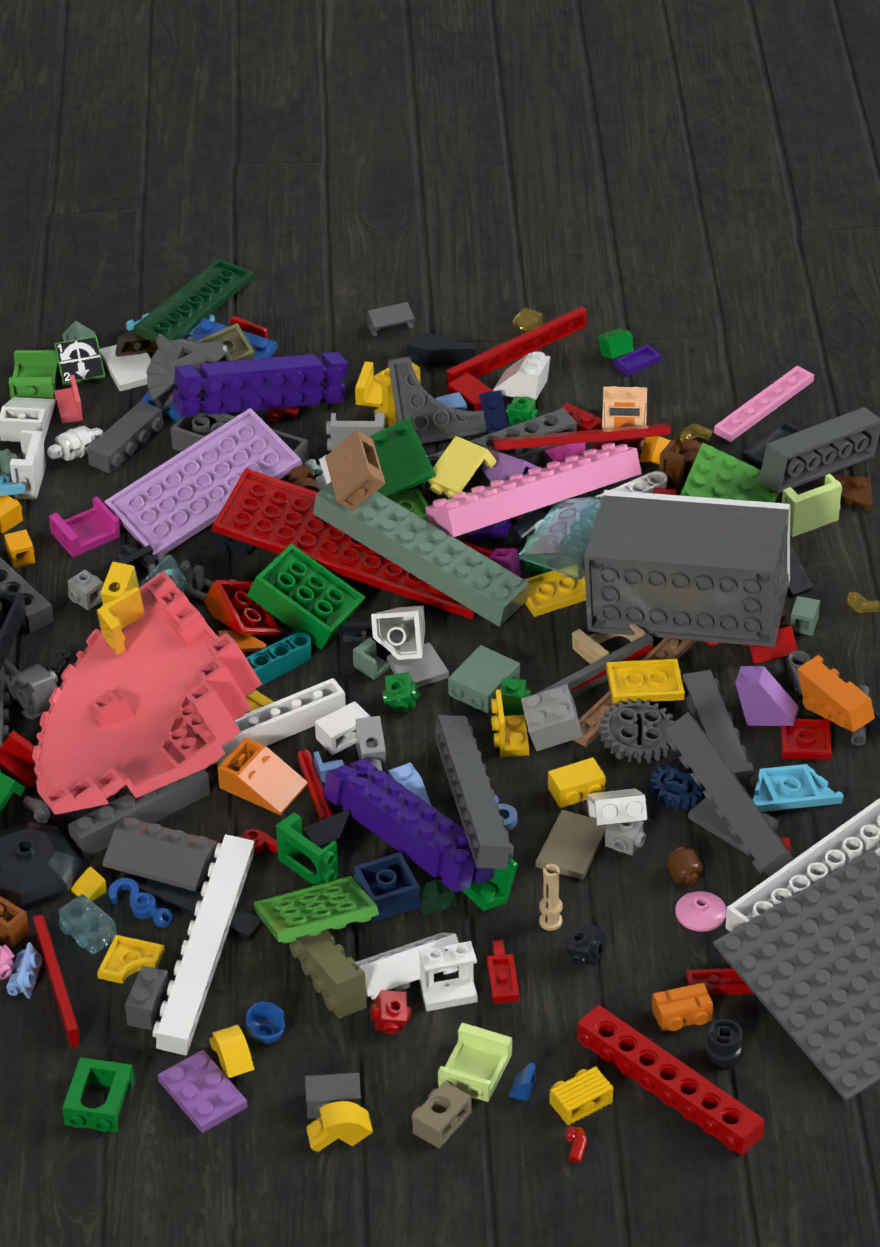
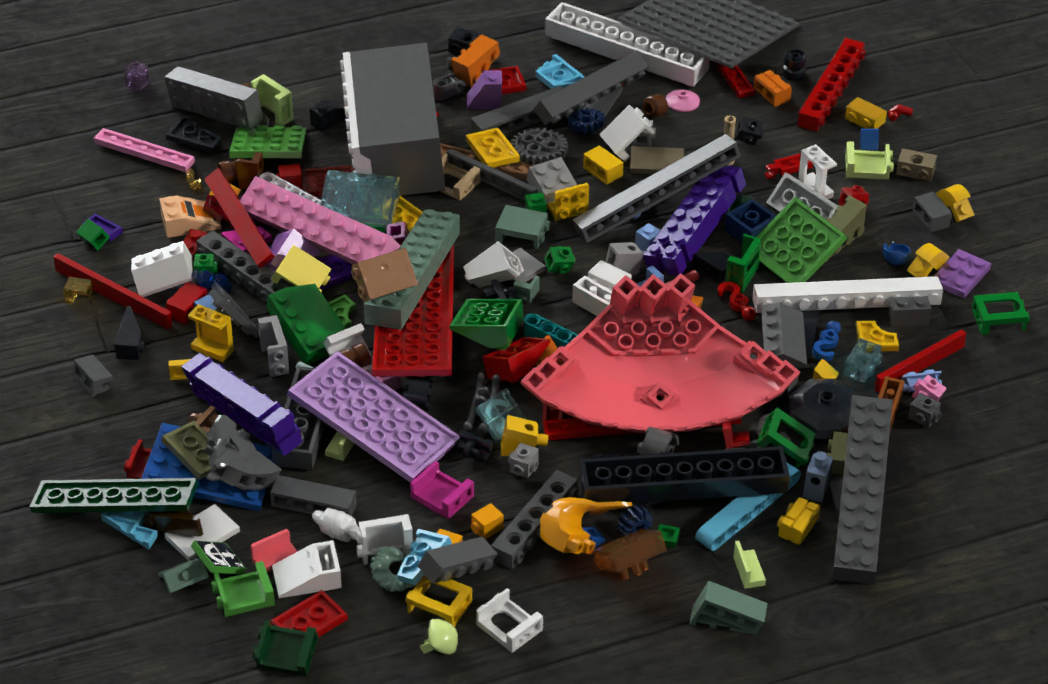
camera: 110 degrees left, 0 degrees up
(119, 614) = (588, 388): yellow bracket -> none

